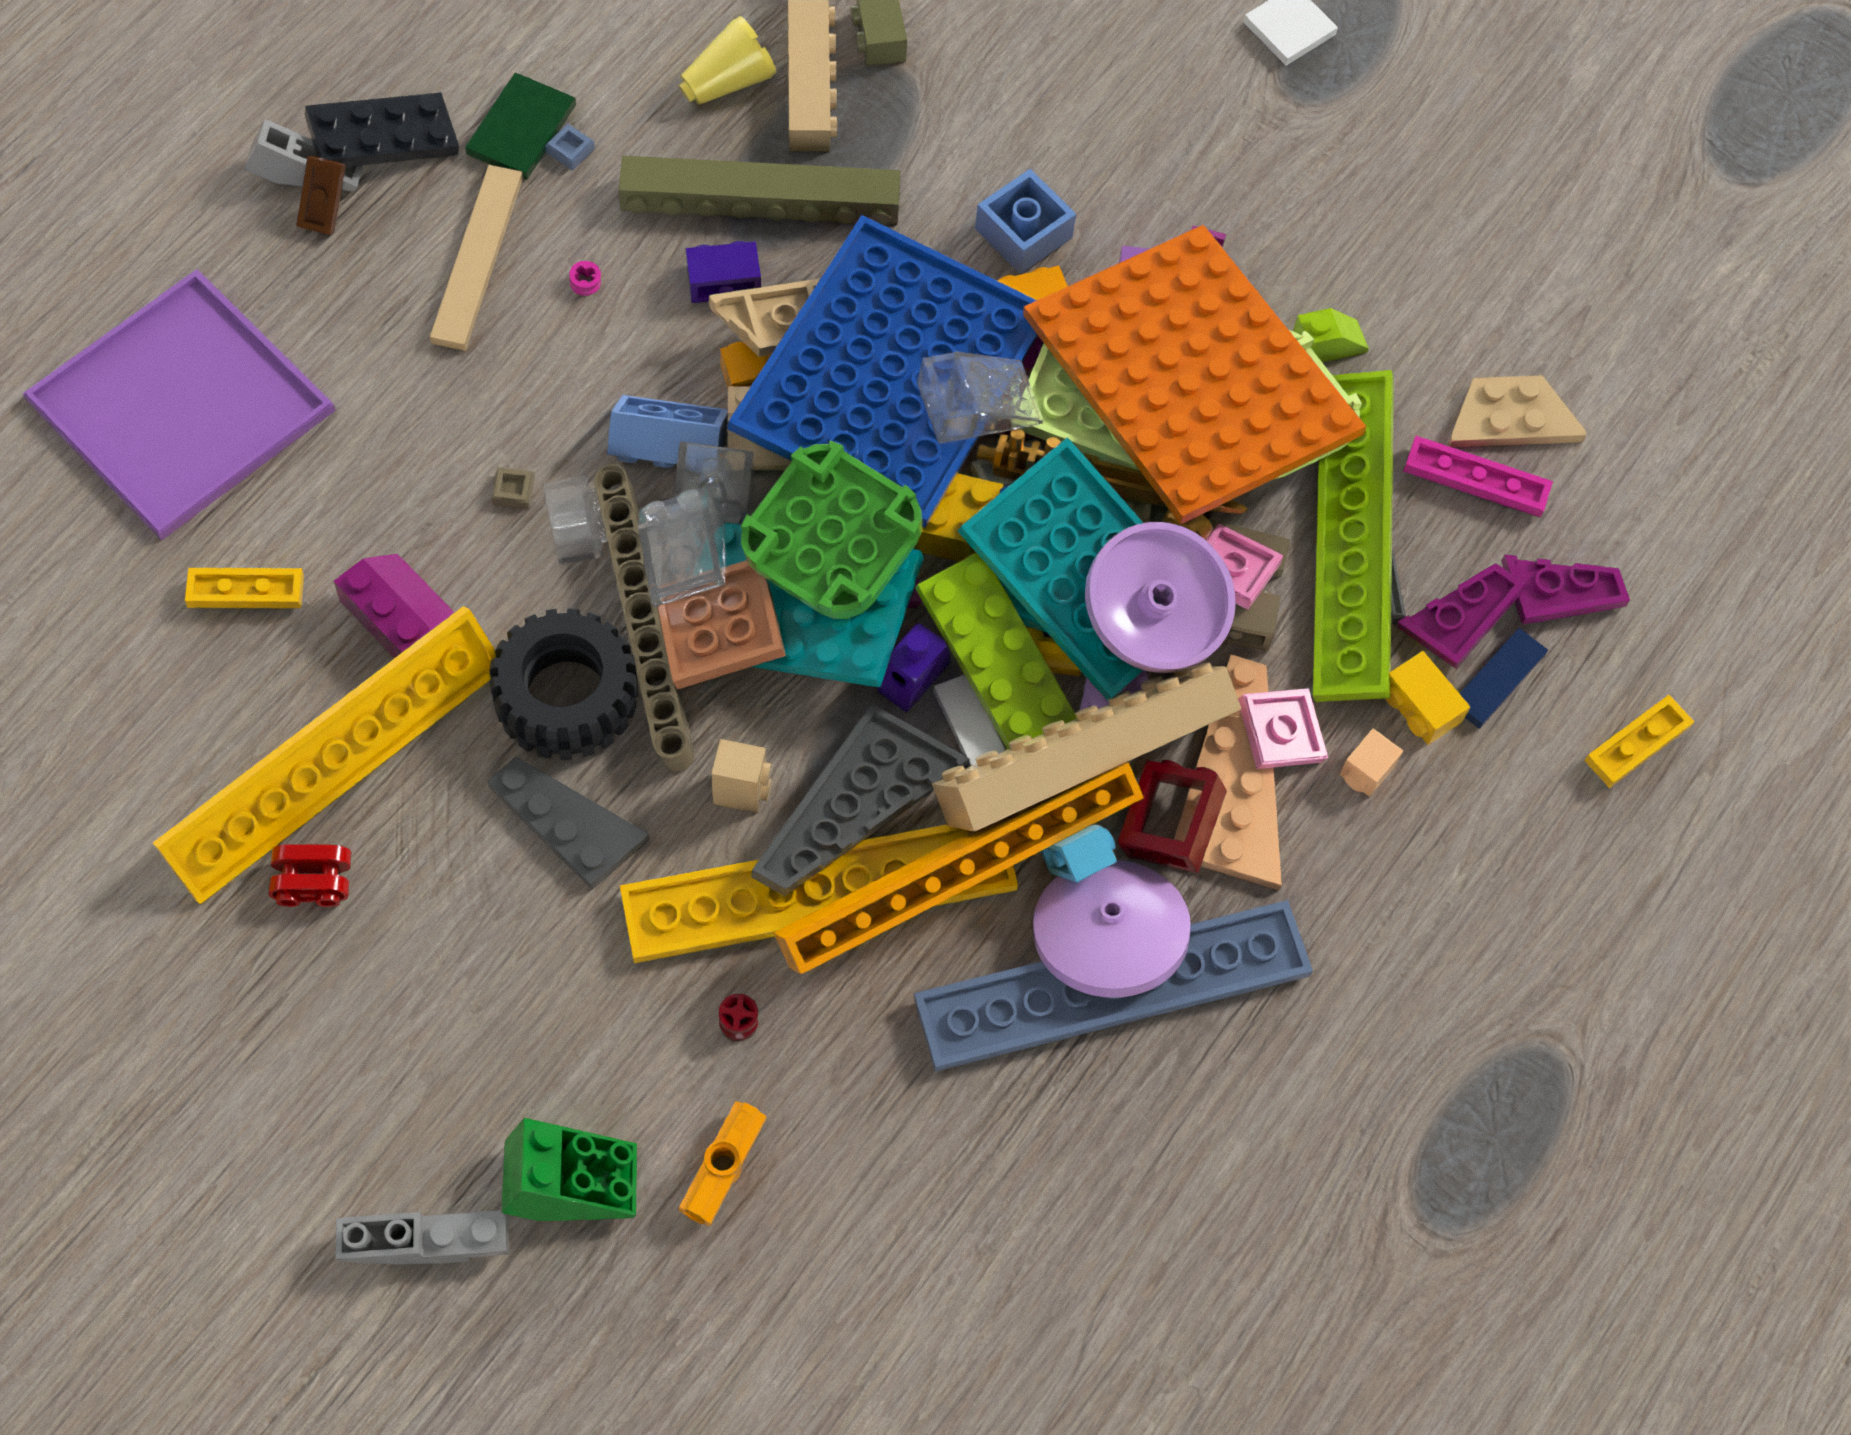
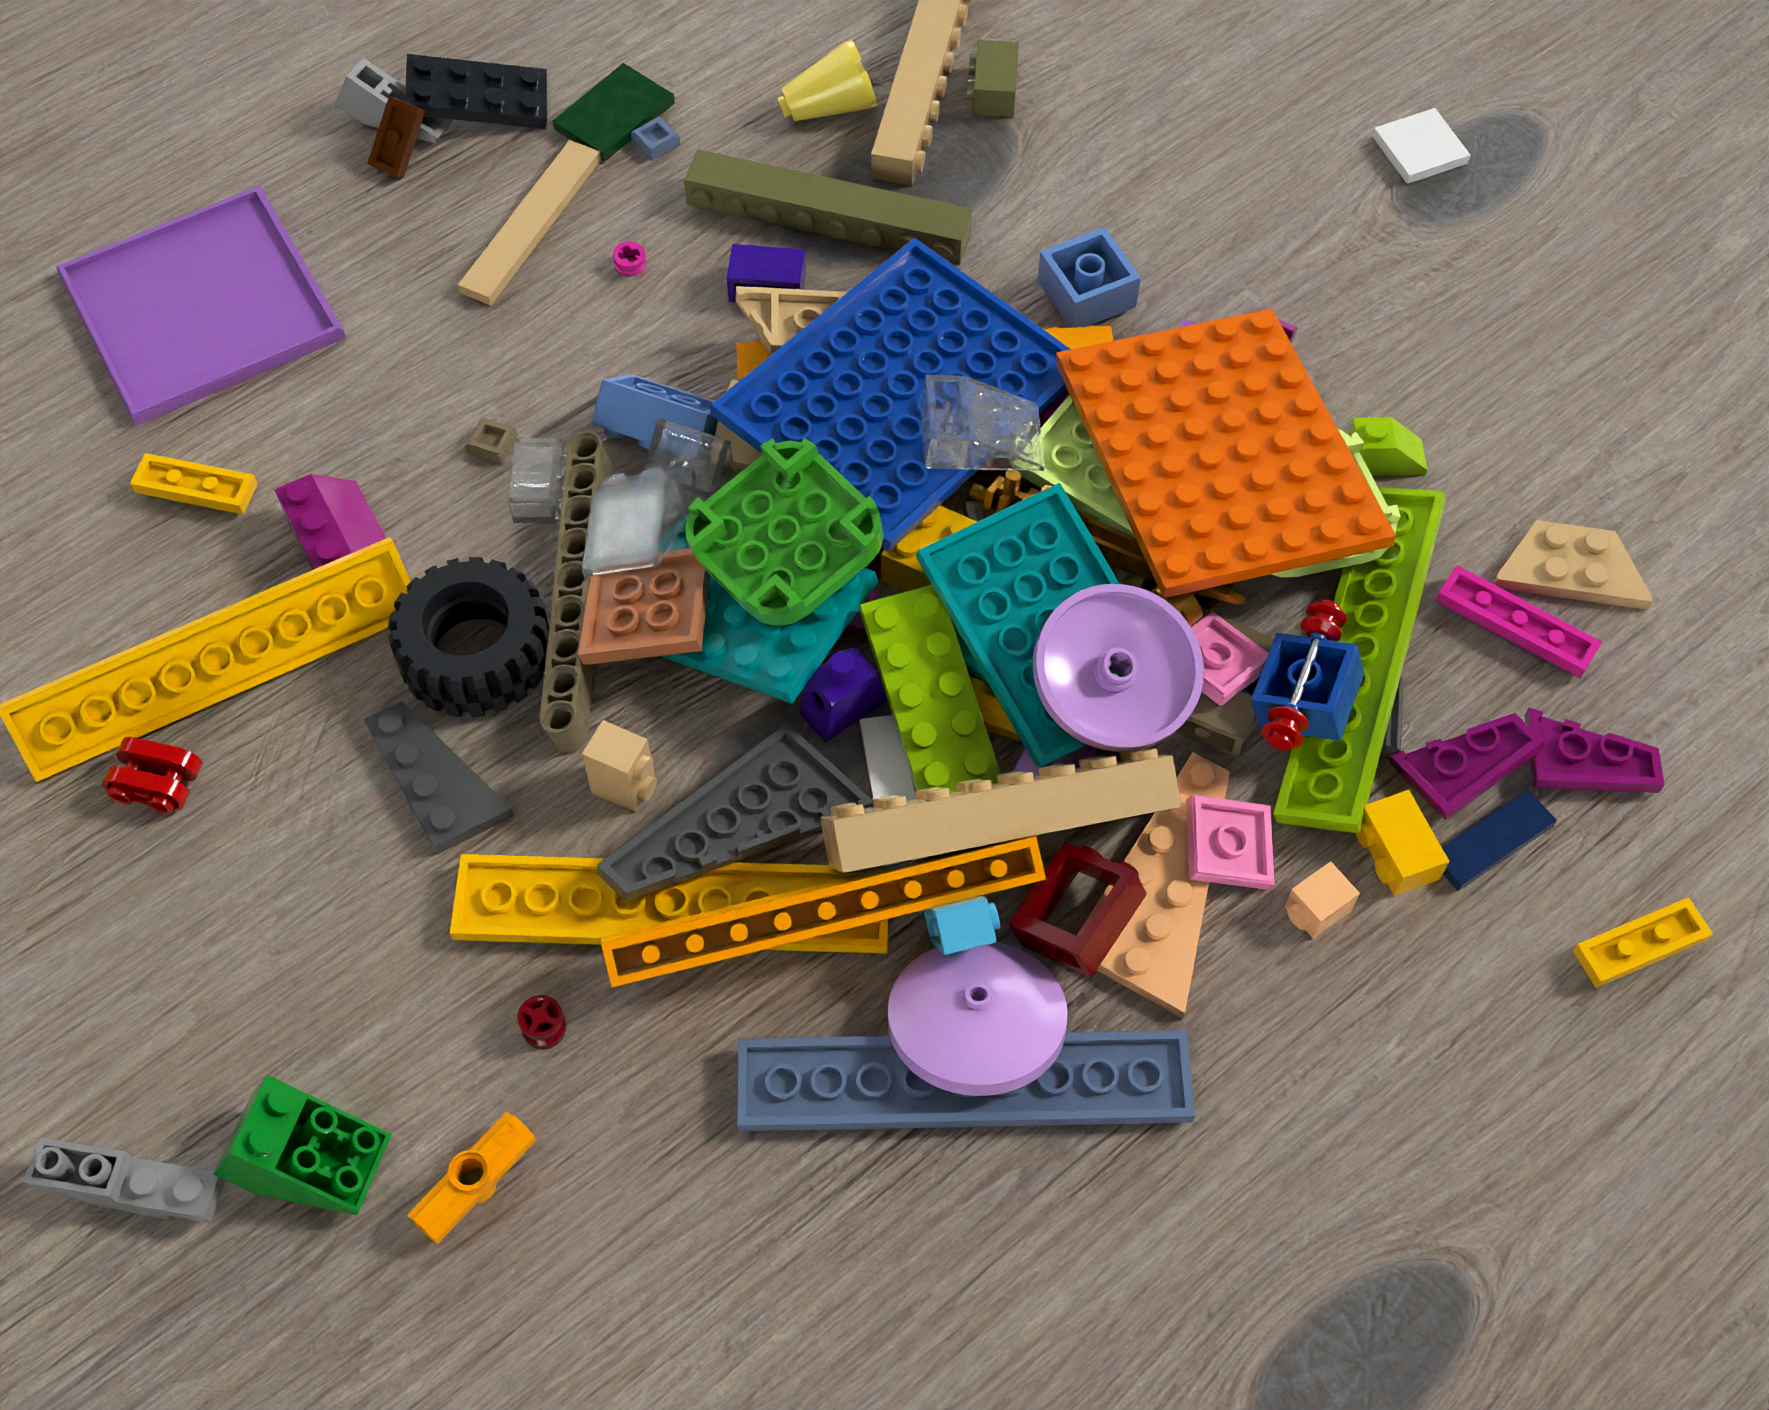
camera: 20 degrees right, 5 degrees down
(1318, 572) = (1308, 681): none -> blue brick

